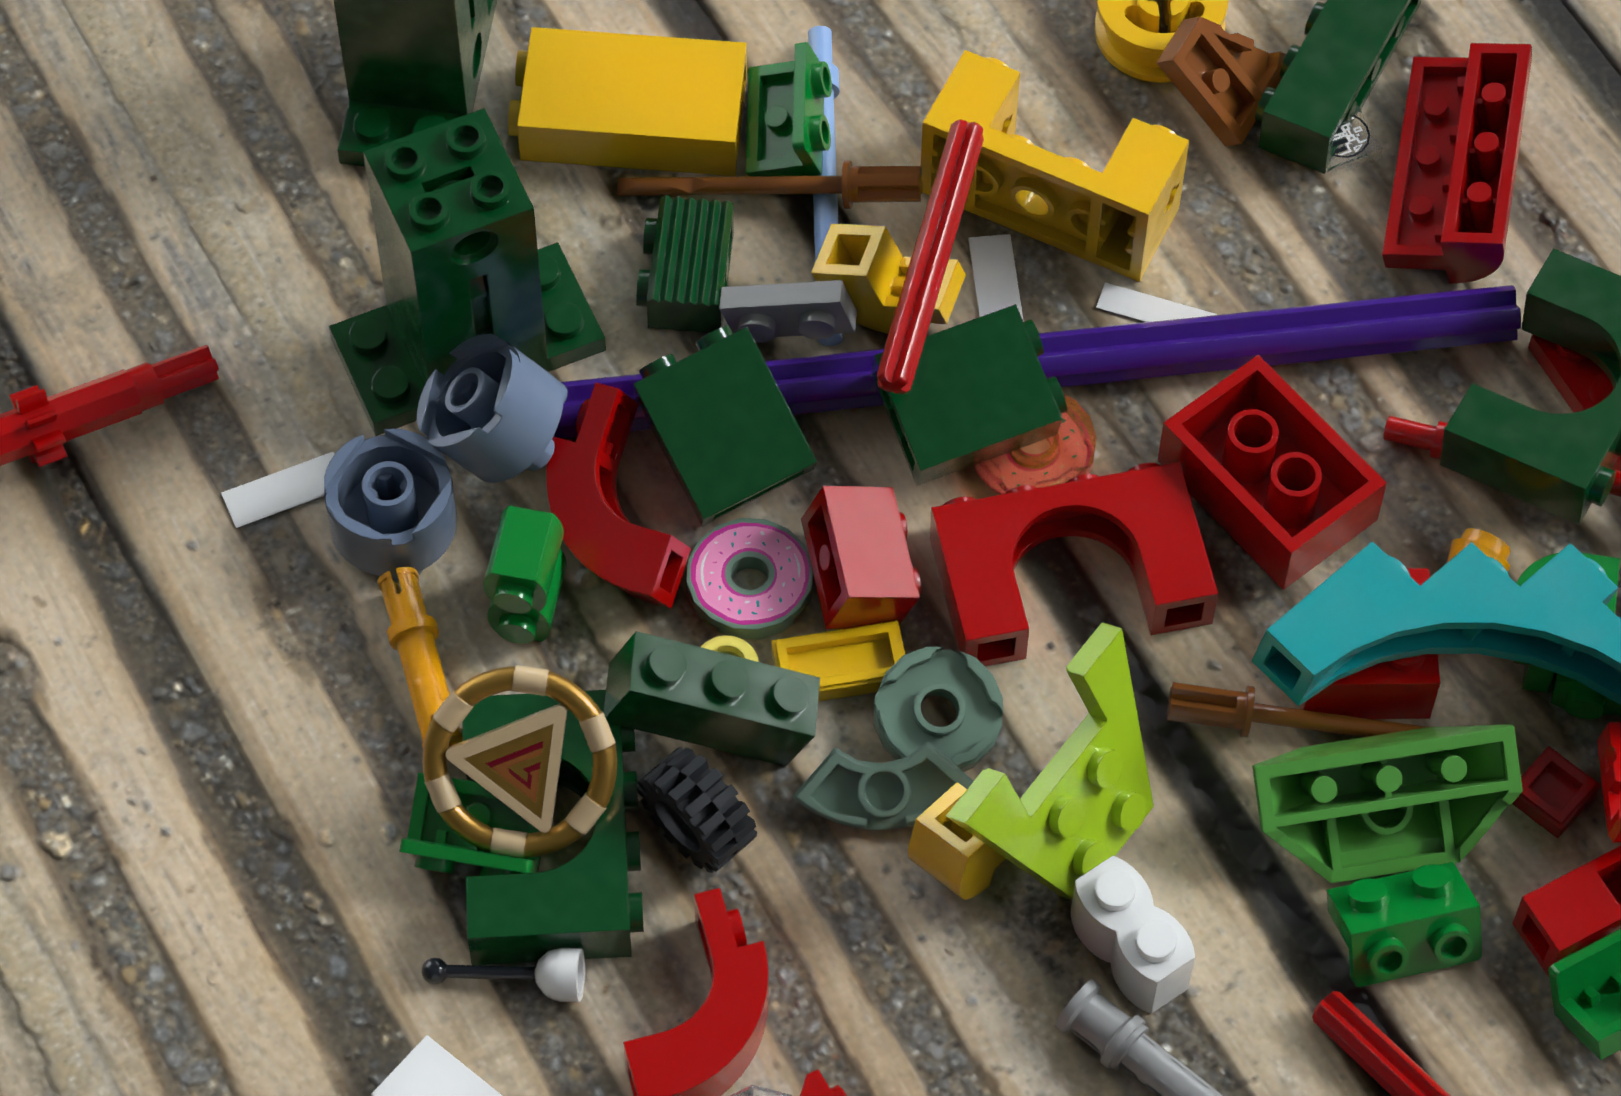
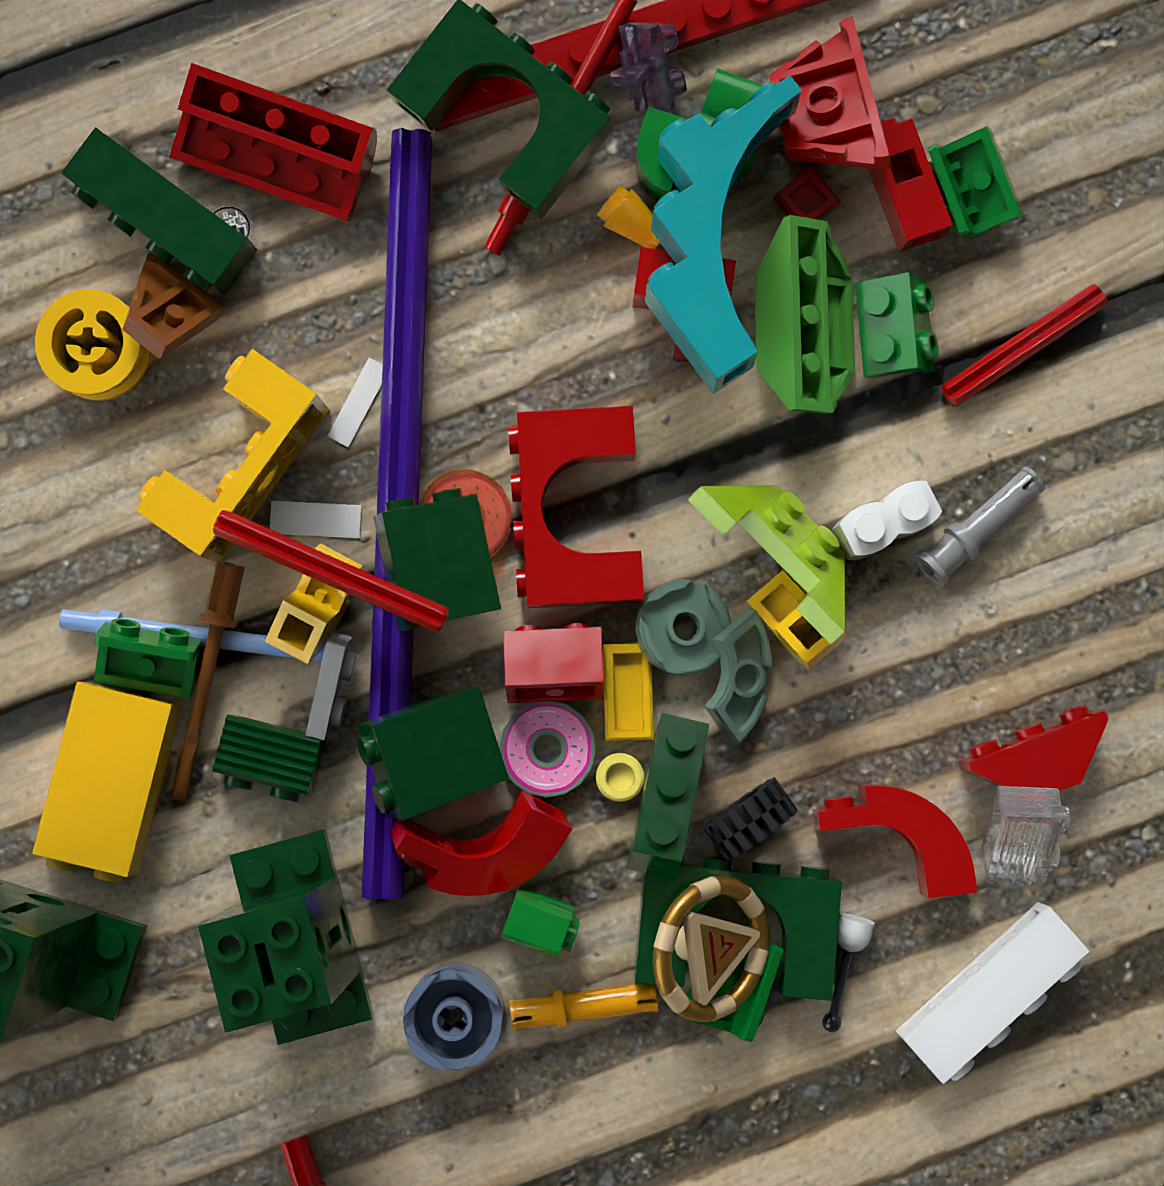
camera: 80 degrees left, 25 degrees up
(277, 491) = (411, 1093): white sticker -> none
(492, 410) = (401, 932): sand blue brick -> none
(1238, 711) = (715, 406): dark orange piece -> none
(1272, 471) = (531, 344): red brick -> none

